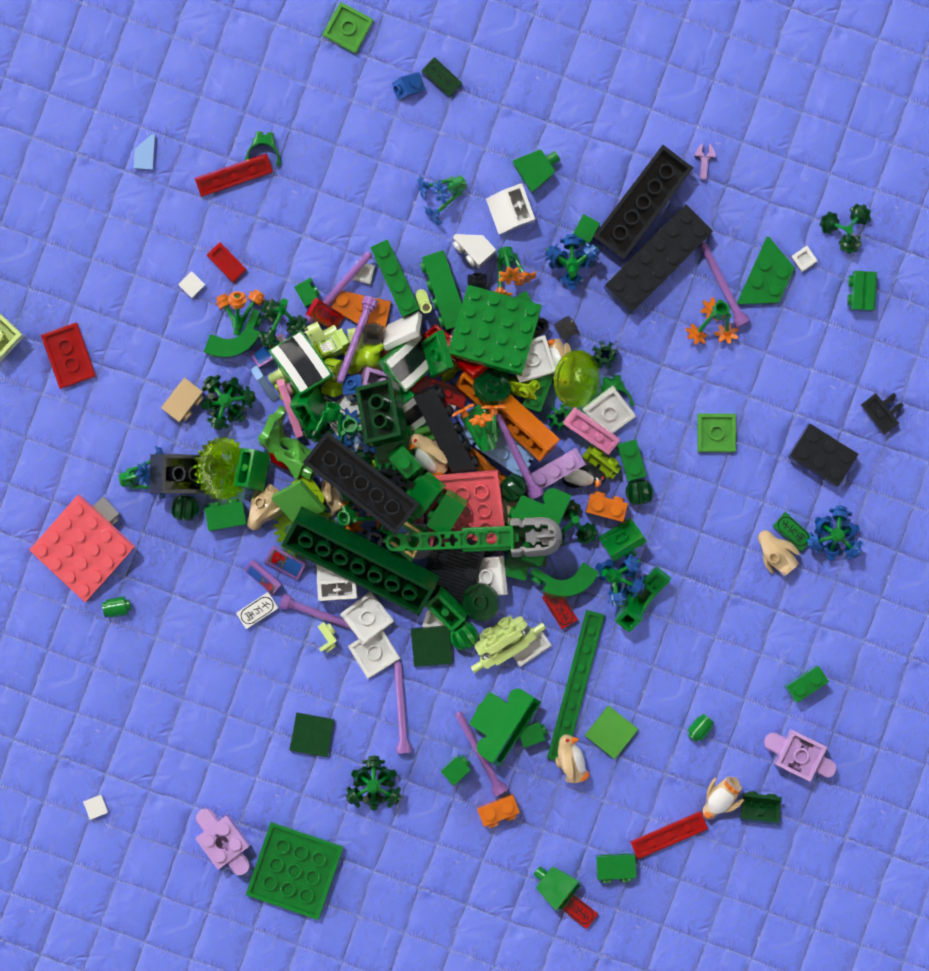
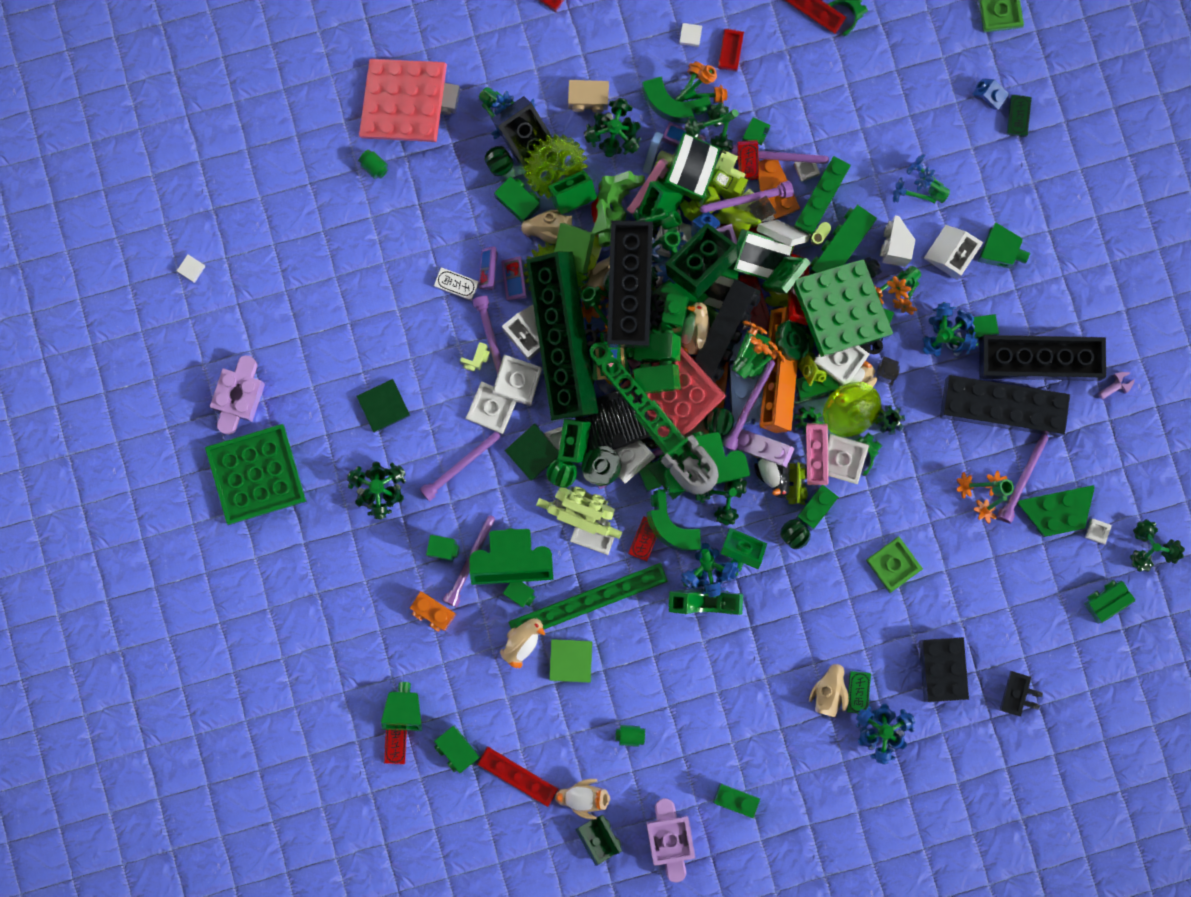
camera: 50 degrees right, 5 degrees down
(606, 507) = (760, 515): orange brick -> none

